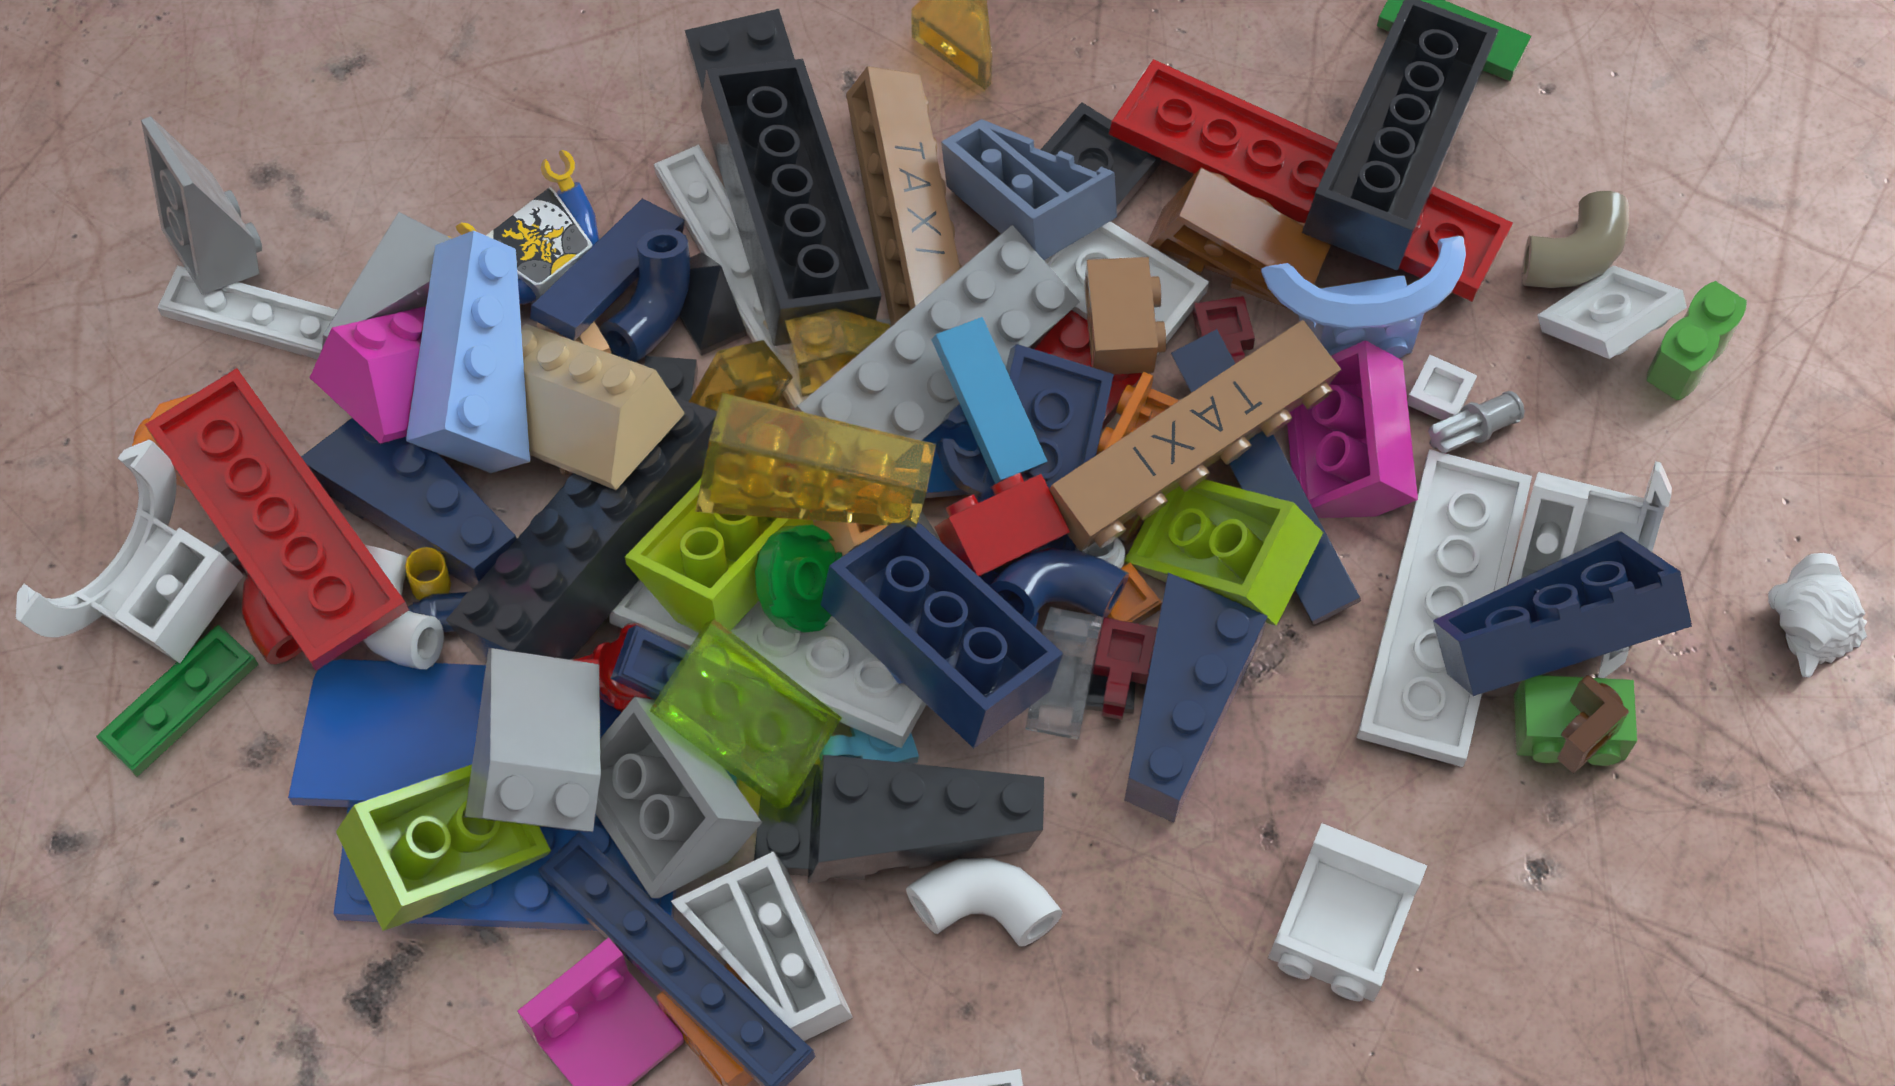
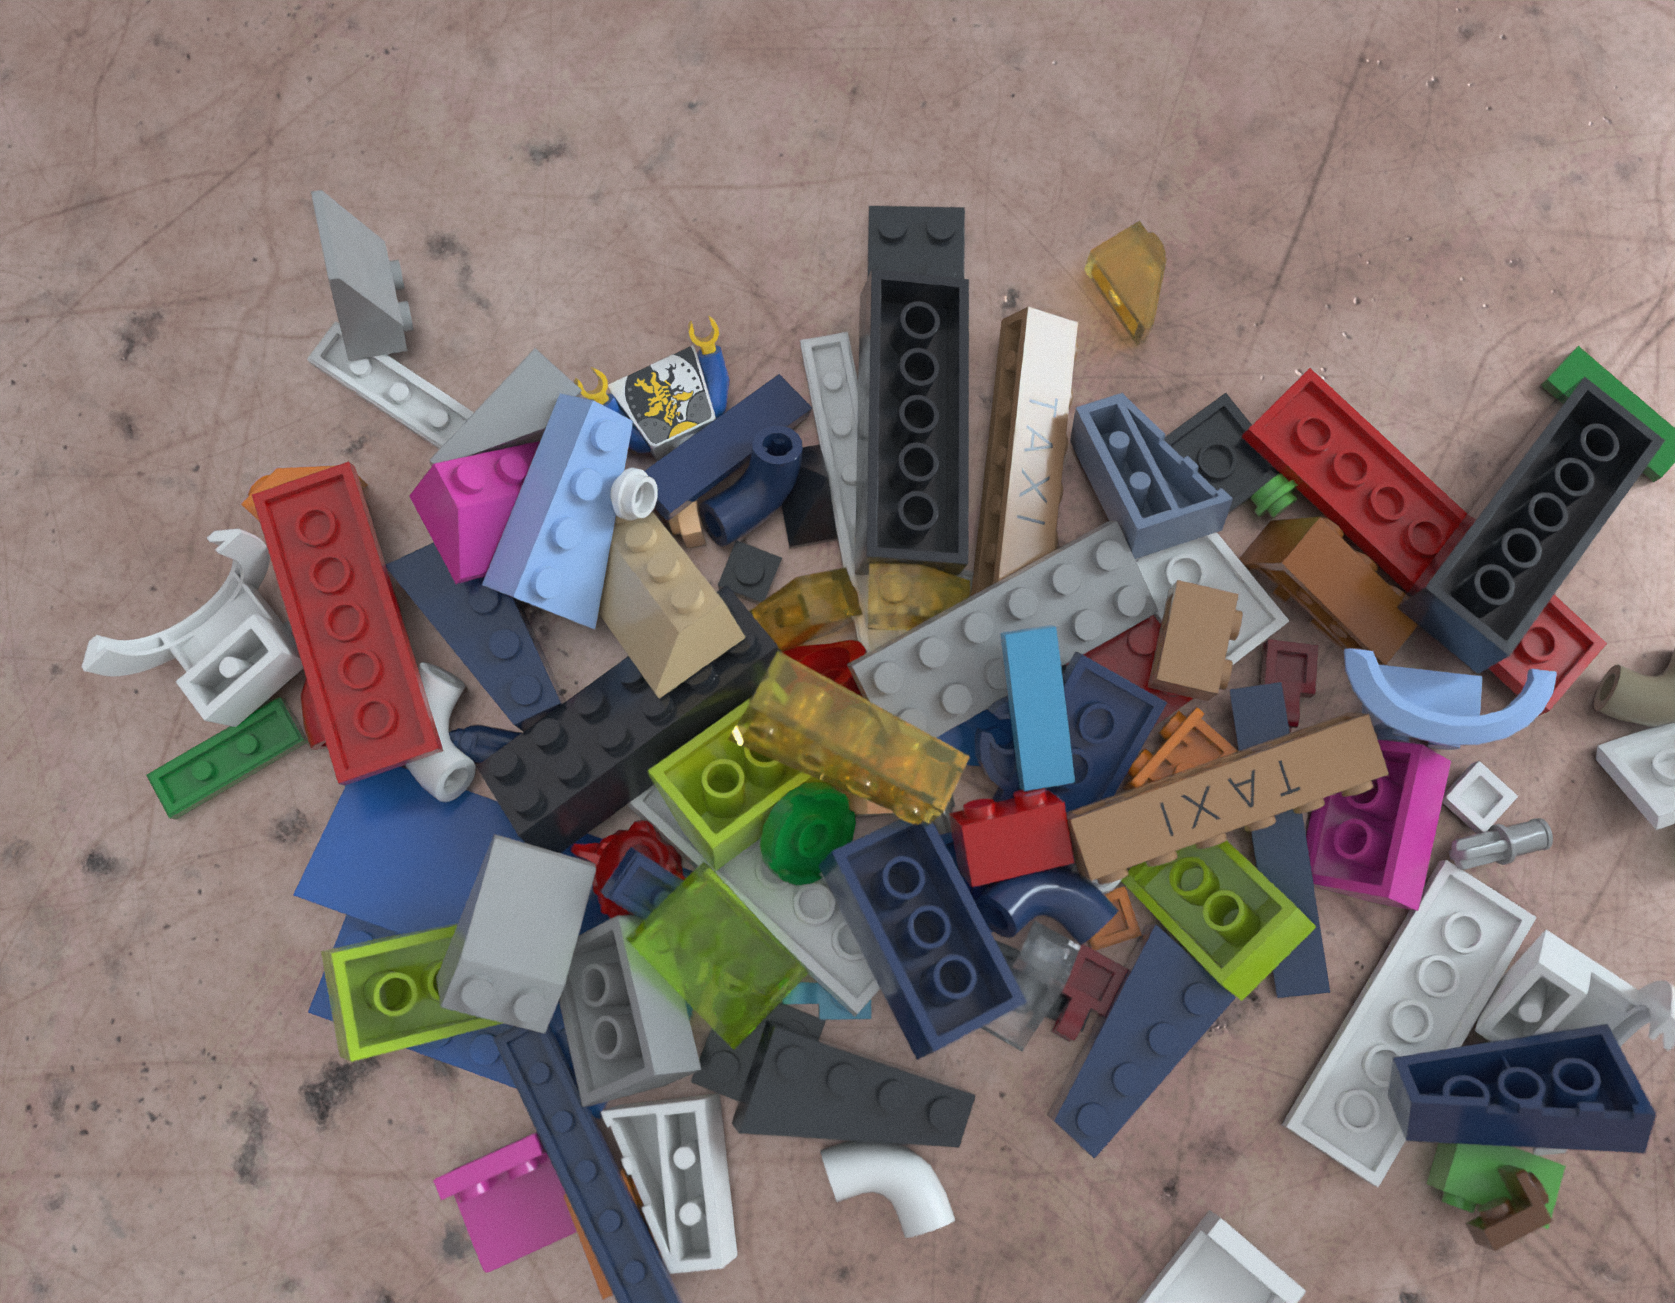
camera: 20 degrees right, 15 degrees up
(422, 560) = (462, 699): yellow piece -> none
(535, 315) = (633, 494): none -> white plate
(1158, 179) = (1274, 496): none -> bright green plate

